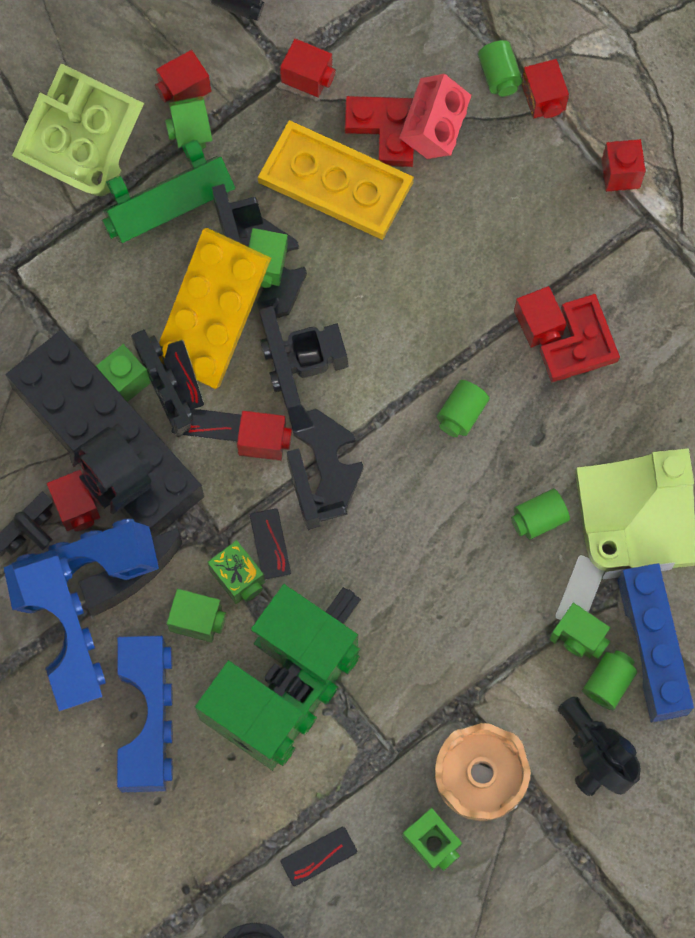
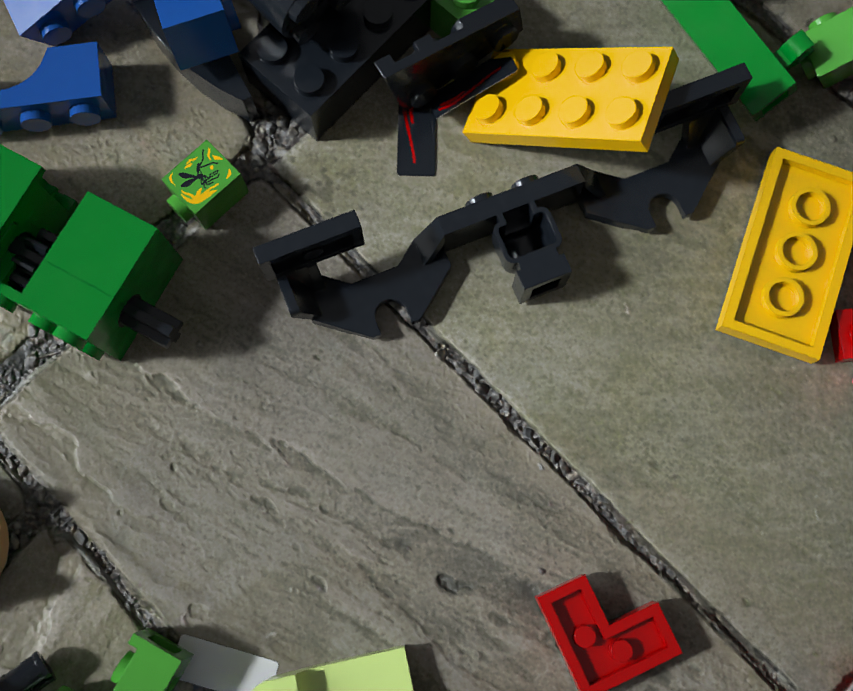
camera: 80 degrees right, 5 degrees up
(196, 616) = (142, 140): bright green brick -> none
(263, 435) = (400, 197): red brick -> none
(270, 543) = (243, 233): black sticker -> none
(274, 246) = (662, 171): bright green brick -> none
(462, 409) = (472, 466): bright green brick -> none
(540, 317) = (631, 570): red brick -> none
(540, 514) = (323, 597): bright green brick -> none

